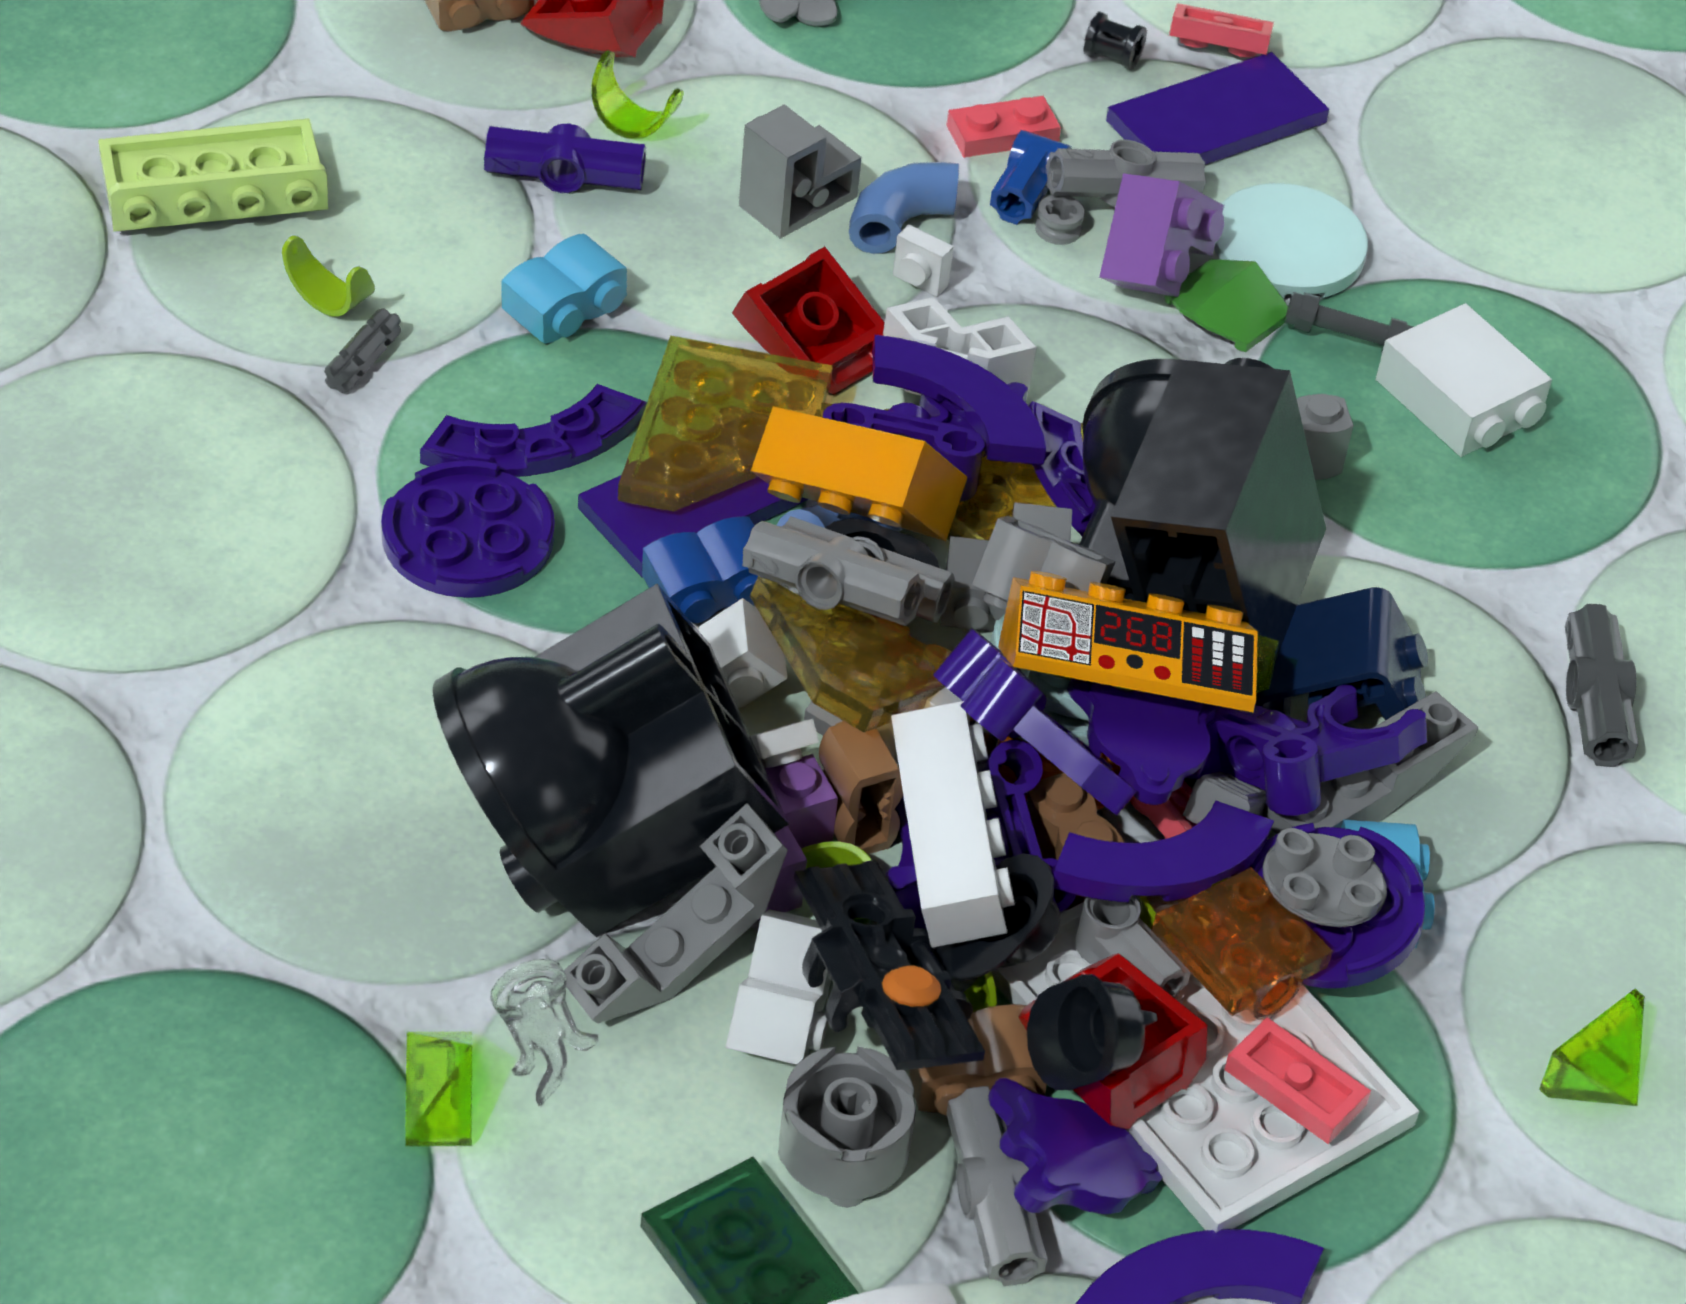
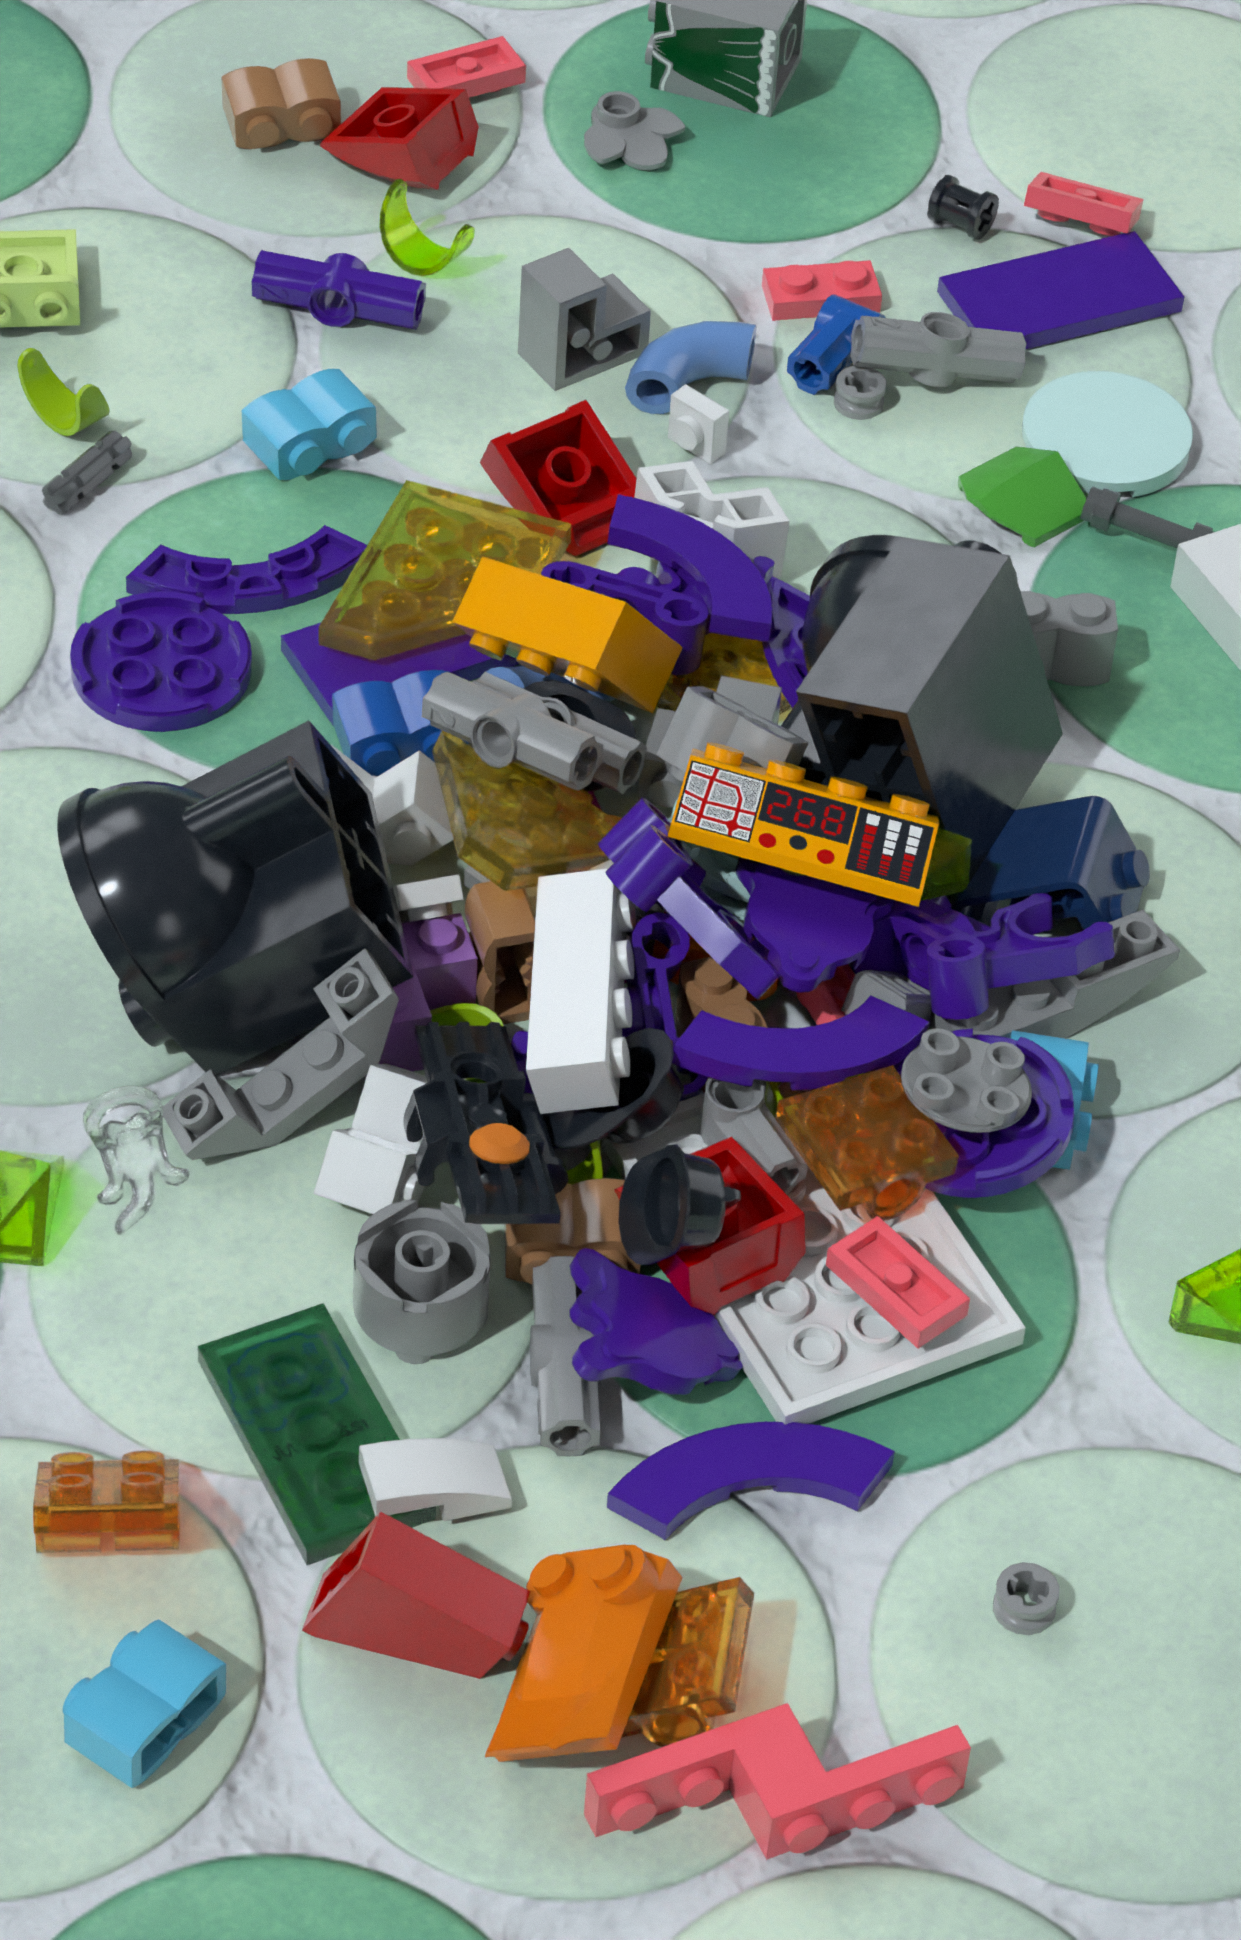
camera: 10 degrees right, 0 degrees up
(1155, 230) = (950, 409): medium lavender brick -> none

